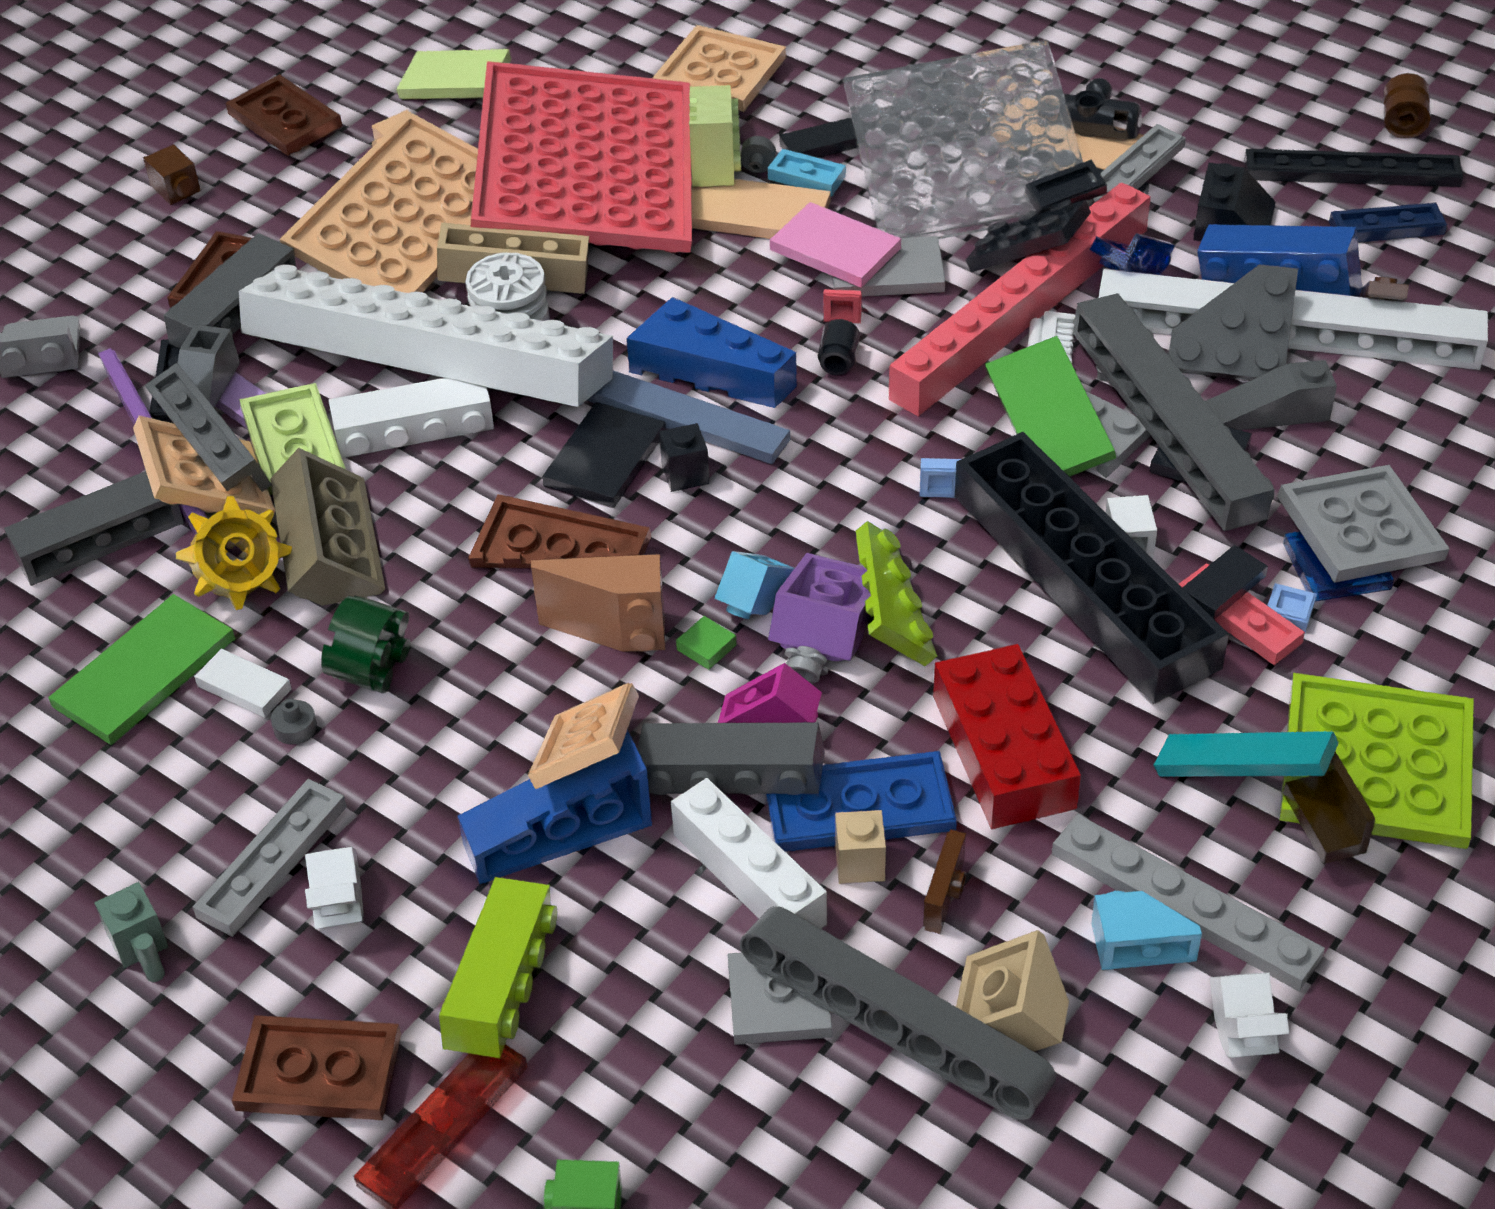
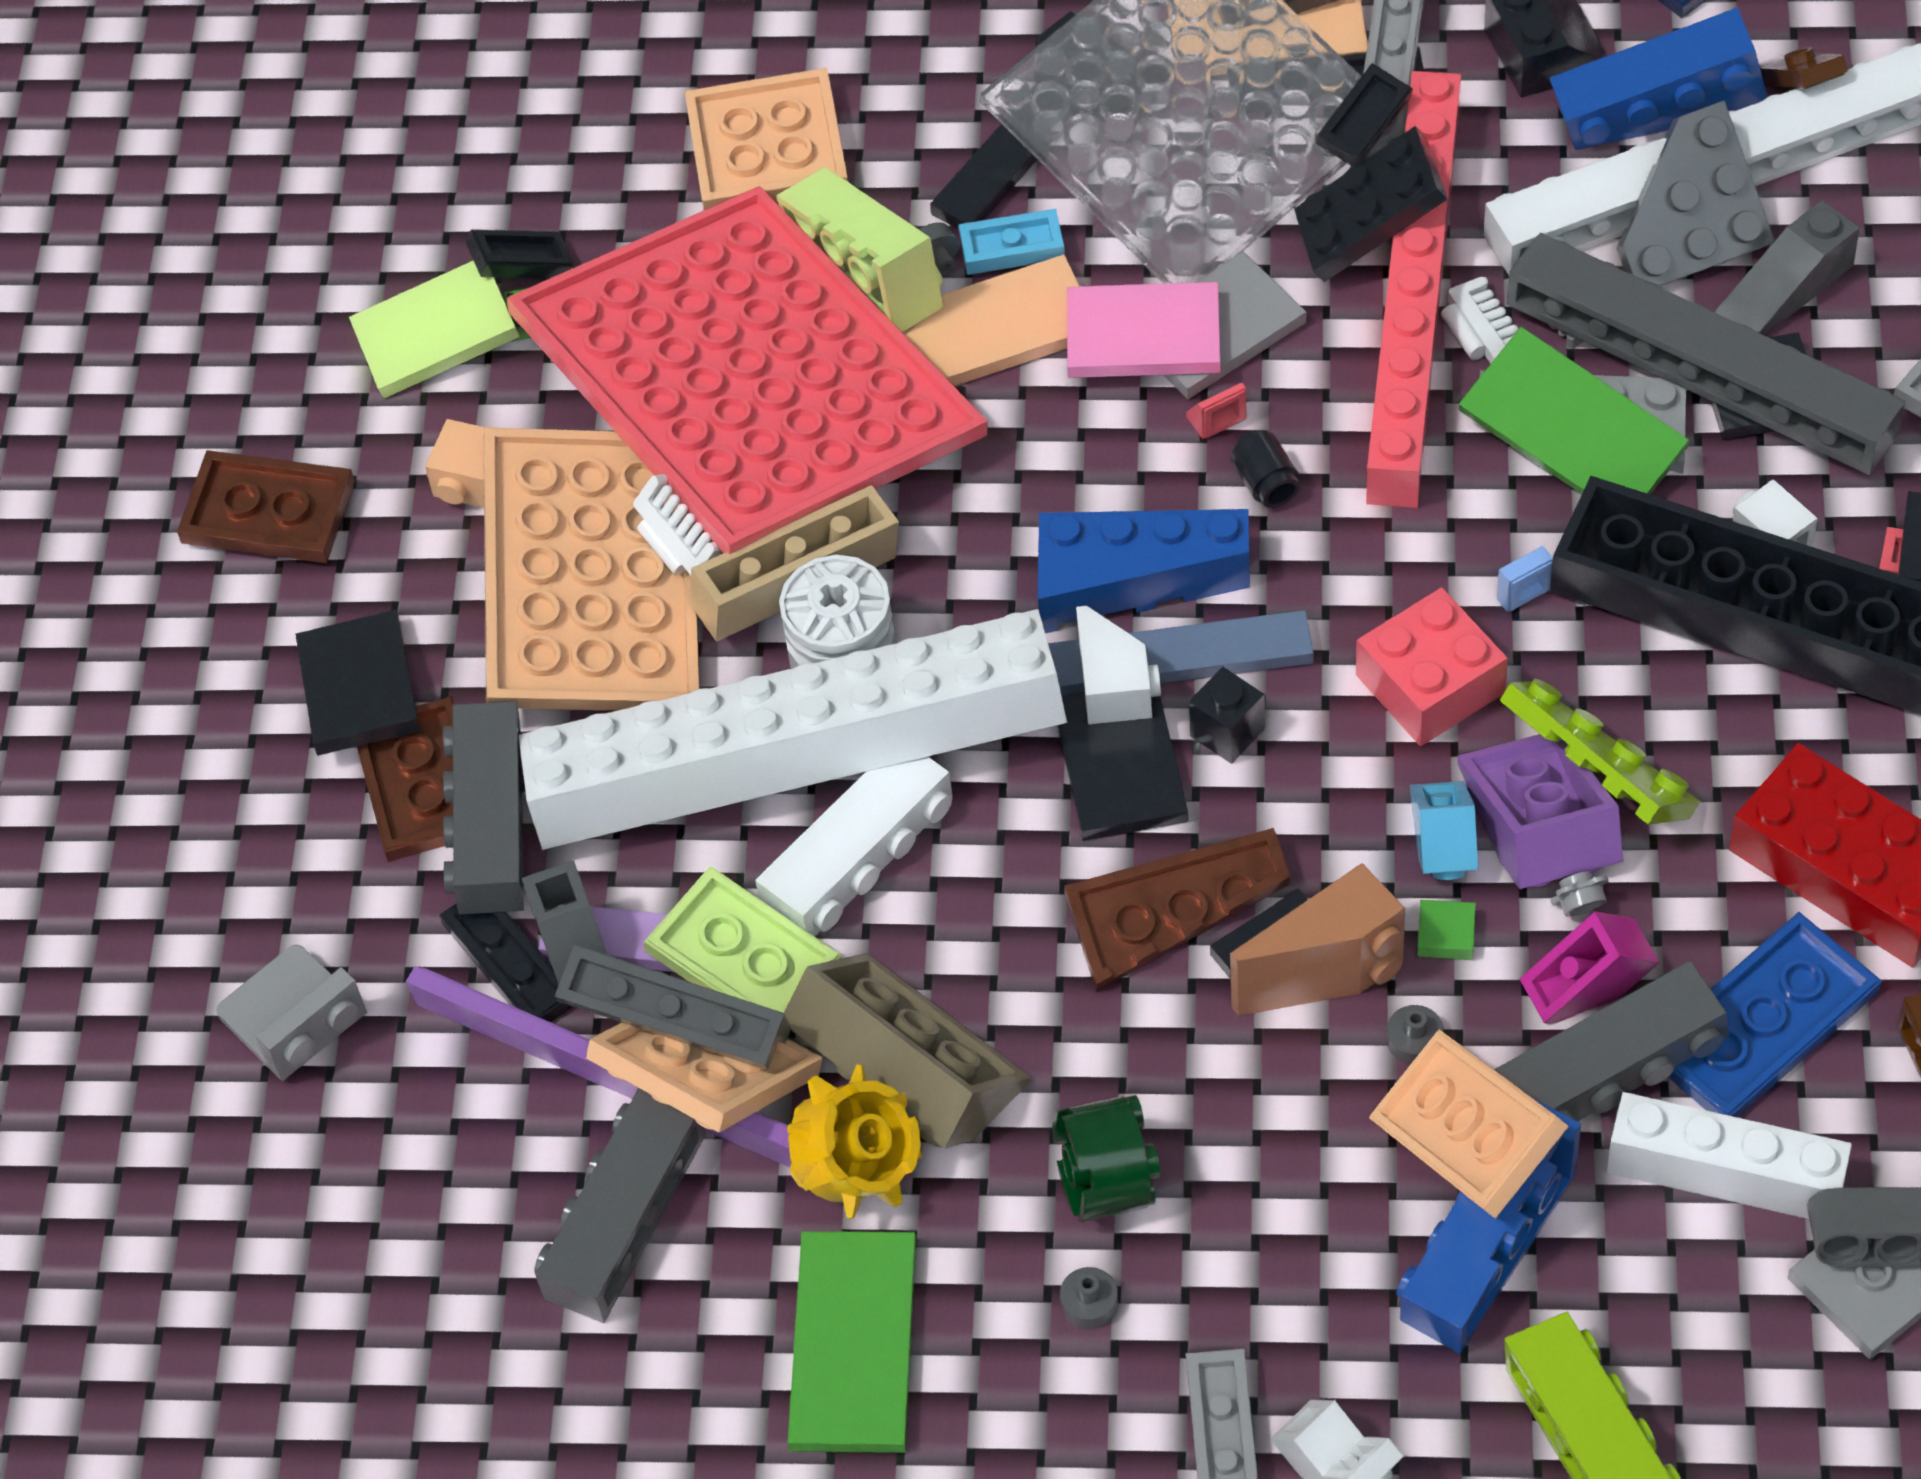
camera: 30 degrees left, 10 degrees up
(172, 174) = (213, 675): reddish brown brick -> none
(237, 212) = (357, 682): none -> black tile
(243, 683) = (986, 1288): white tile -> none
(460, 203) = (663, 529): none -> white piece
(518, 50) = (518, 253): none -> black tile
(633, 398) = (1114, 671): none -> white slope
(640, 680) = (1411, 1030): none -> dark grey tile
(832, 492) = (1431, 666): none -> coral brick
(860, 846) = (1822, 1070): tan brick -> none
(1140, 256) = (1498, 171): clear blue bracket -> none

